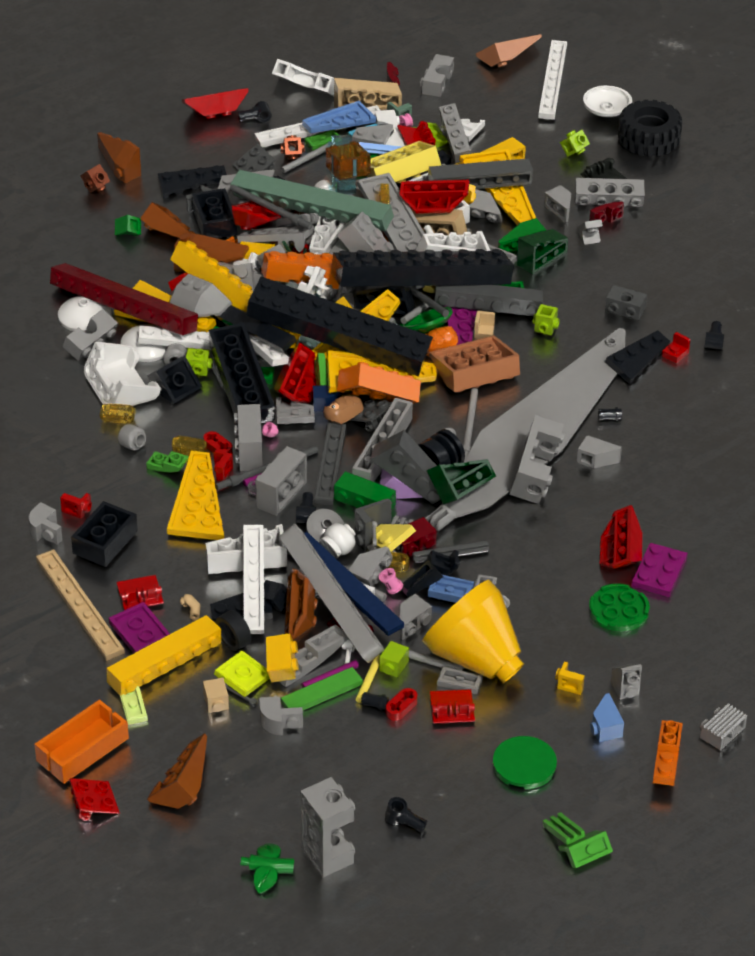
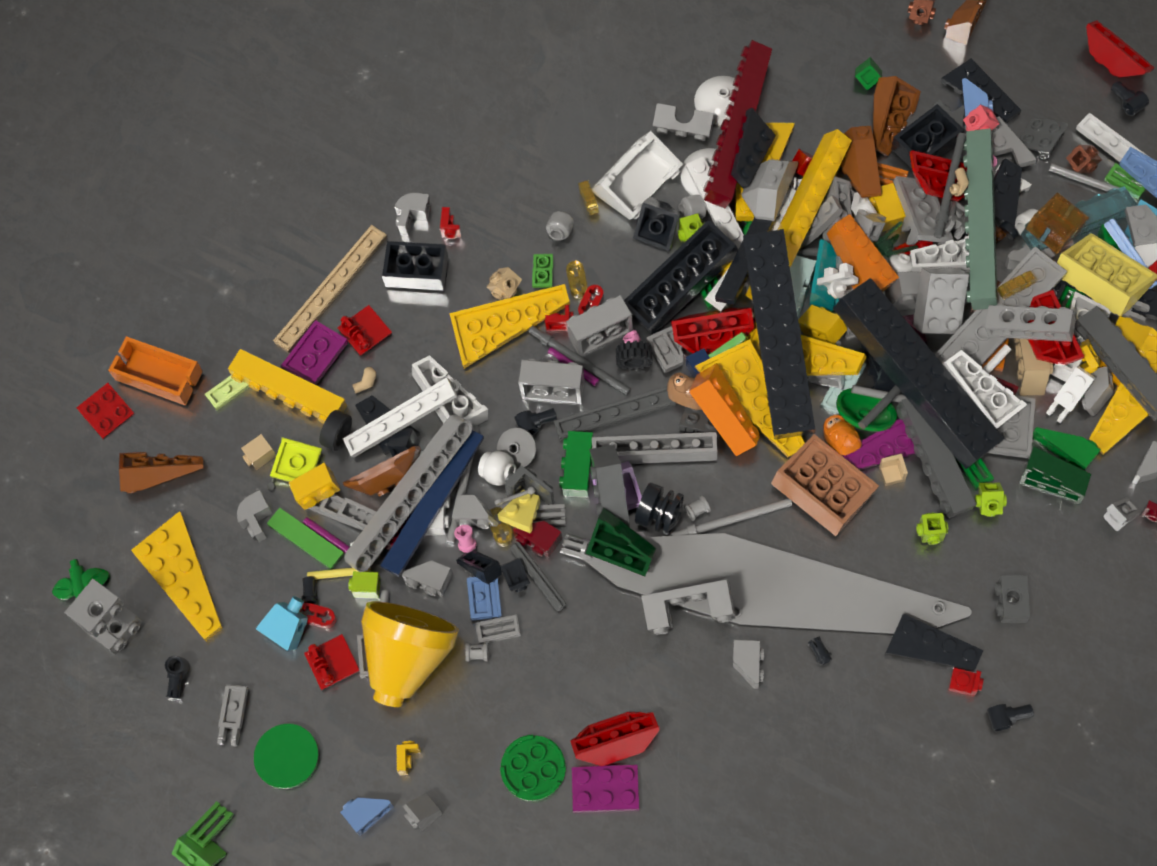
camera: 75 degrees right, 25 degrees up
(157, 292) = (752, 148): none -> black wing
(164, 485) = (504, 283): none -> tan brick
(199, 176) = (974, 97): none -> medium blue slope
(224, 176) = (981, 118): none -> coral brick
(276, 196) = (959, 188): none -> tan arm
(278, 791) = (176, 568): none -> yellow wing
(290, 427) = (634, 355): none -> black tyre
(401, 719) = (284, 624): none -> medium azure torso
(423, 197) = (1038, 330): none -> light grey brick
(465, 787) = (232, 713): none -> light grey hinge
(482, 214) = (1071, 392): none -> white hinge
(541, 281) = (990, 499): none -> lime brick

